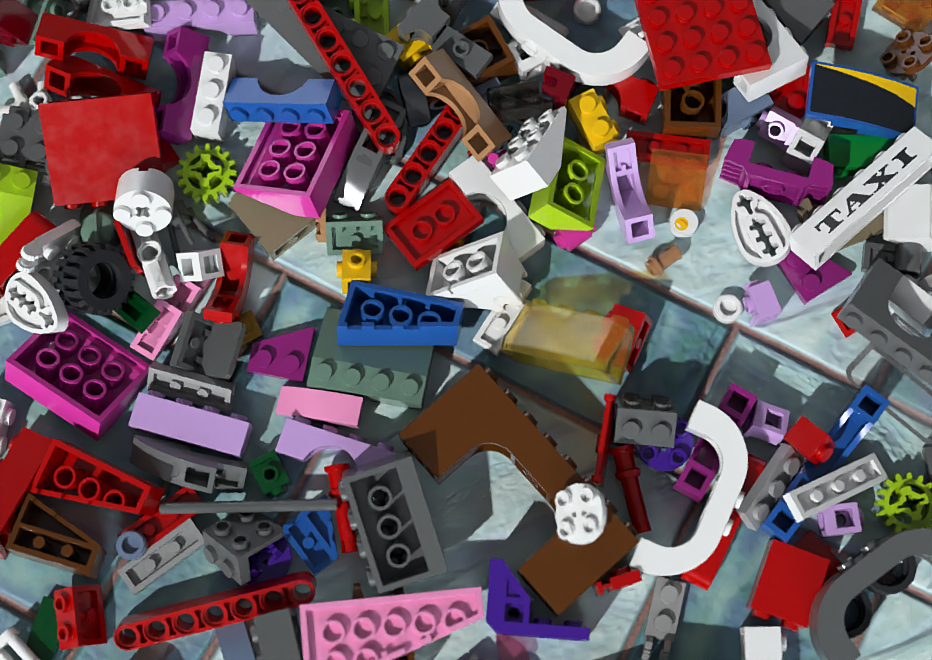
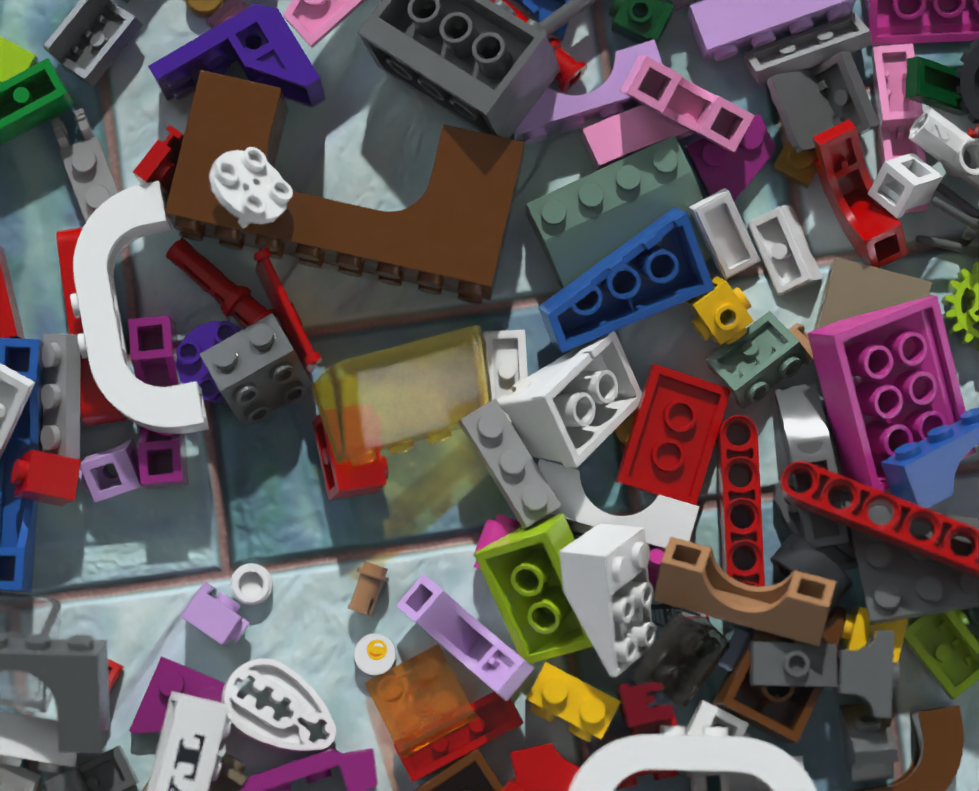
camera: 140 degrees right, 5 degrees up
(292, 285) = (784, 250): none -> white slope
(292, 406) = (686, 103): none -> bright pink arch
(320, 313) = (724, 233): none -> white tile
(538, 264) = (509, 463): none -> light grey plate

